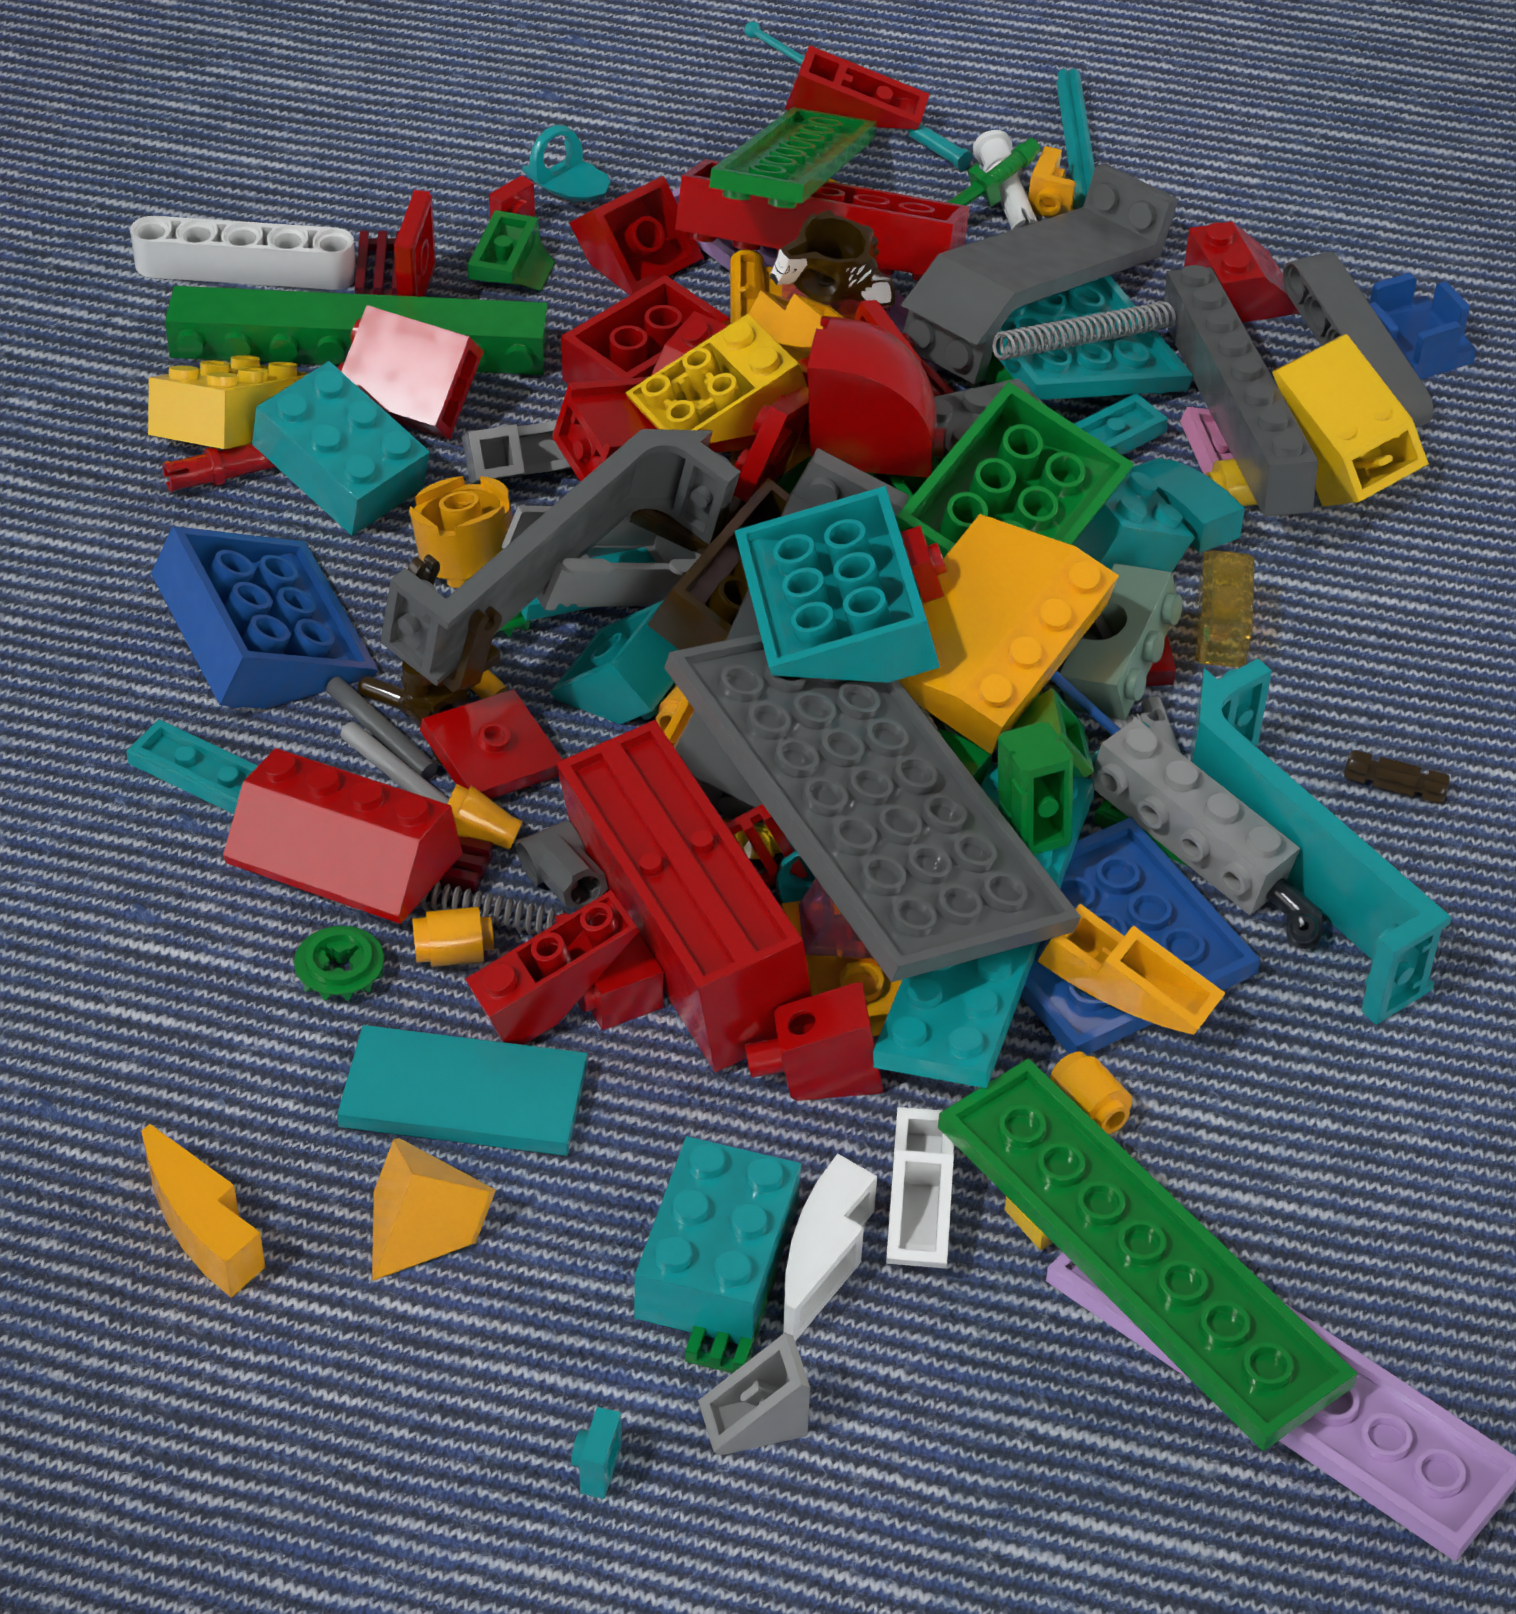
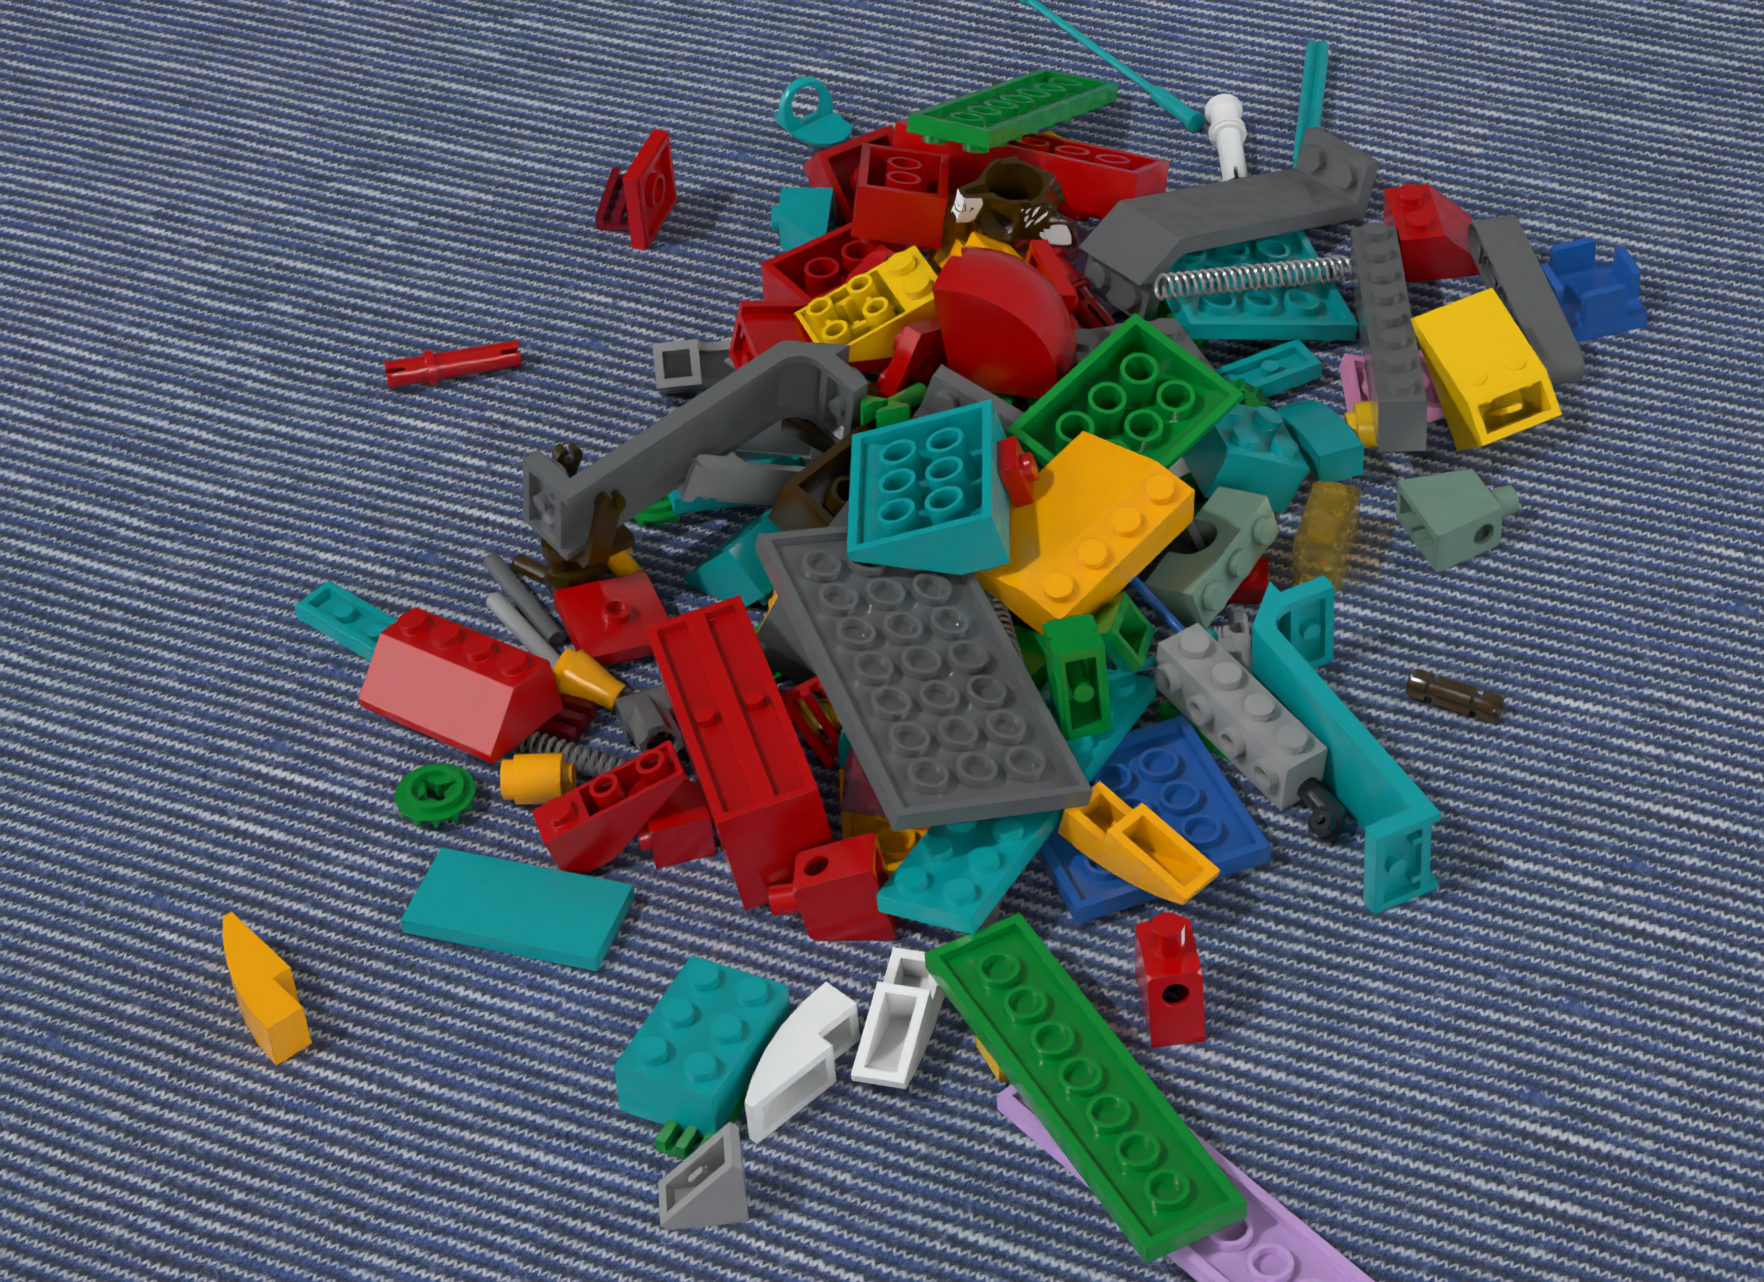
camera: 15 degrees right, 5 degrees down
(215, 402) = (449, 310): yellow slope -> none
(243, 252) = (502, 182): white beam -> none
(258, 616) = (436, 497): blue slope -> none
(319, 325) = (589, 254): green brick -> none
(340, 448) = (541, 355): teal brick -> none
(412, 369) = (617, 291): brick -> none
(423, 1209) = (456, 1004): light orange slope -> none
(461, 525) = (624, 413): light orange brick -> none
(511, 252) = (743, 190): green slope -> none
(514, 197) = (755, 150): red plate -> none
(584, 282) = (803, 215): none -> teal slope
(597, 1452) = (555, 1214): teal plate -> none
(704, 258) = (900, 197): none -> red brick
(767, 499) = (893, 409): none -> green bar
(850, 90) = (1095, 53): red slope -> none
(988, 183) = (1205, 142): green sword -> none
(1049, 190) = (1267, 145): light orange bracket -> none
(1093, 1090) = (1081, 950): light orange brick -> none
(1196, 1102) = (1166, 957): none -> red torso
(1343, 578) = (1453, 515): none -> sand green torso

